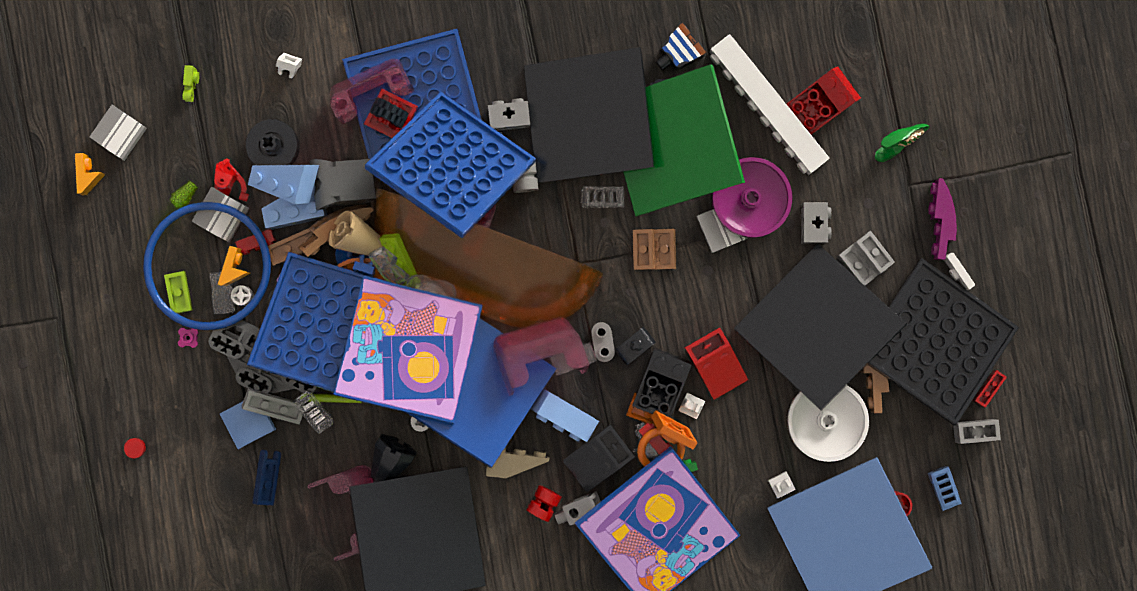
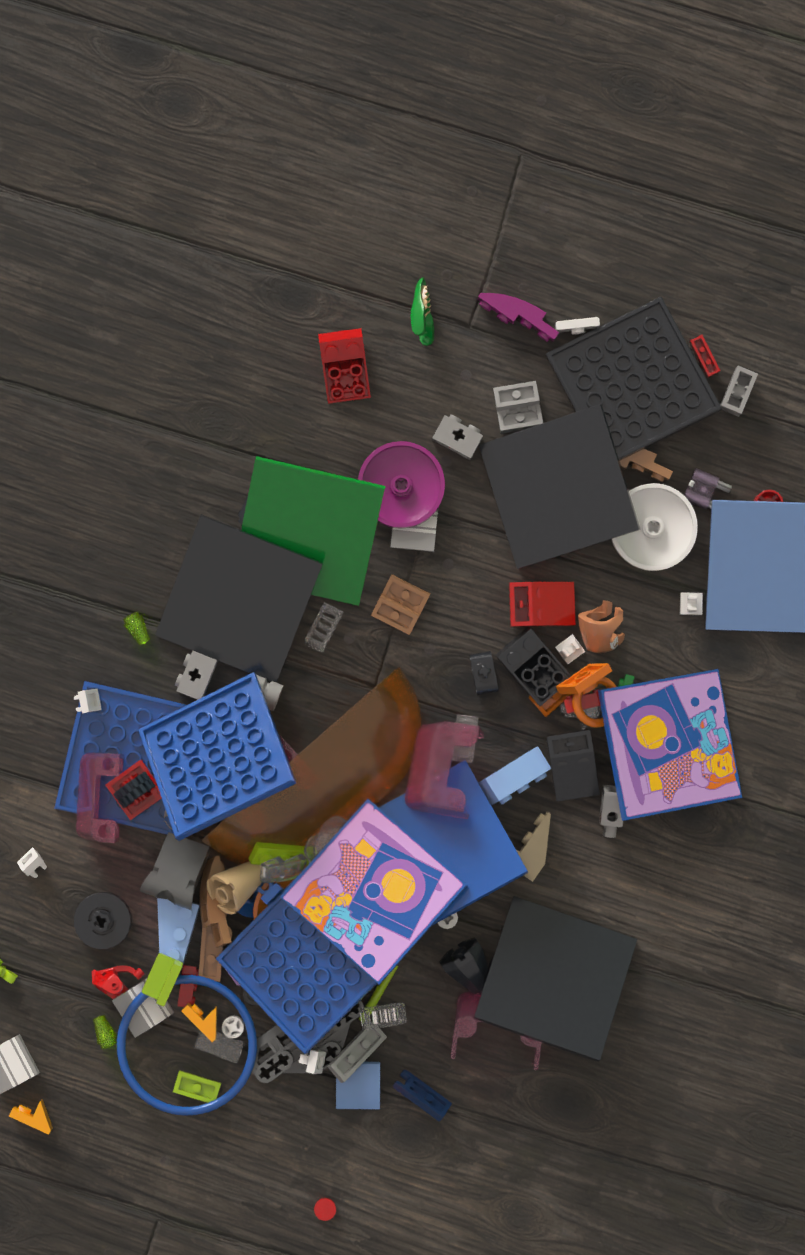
camera: 65 degrees left, 0 degrees up
(193, 337) = (247, 1107): dark pink plate -> none
(246, 375) = (314, 1061): none -> white tile
(249, 216) = (162, 978): none -> lime panel
(287, 182) = (147, 925): light blue wedge -> none
(442, 39) = (88, 700): none -> white tile
(522, 47) = (136, 627): none -> clear neon green cone
(546, 496) = (583, 834): red wheel -> none
(601, 342) = (463, 702): light grey plate -> none
(680, 50) = (221, 477): torso -> none
(716, 424) = (600, 635): none -> nougat piece
(768, 104) = (320, 420): white brick -> none
(881, 443) = (702, 488): none -> clear purple piece
(937, 473) = (759, 448): medium blue slope -> none

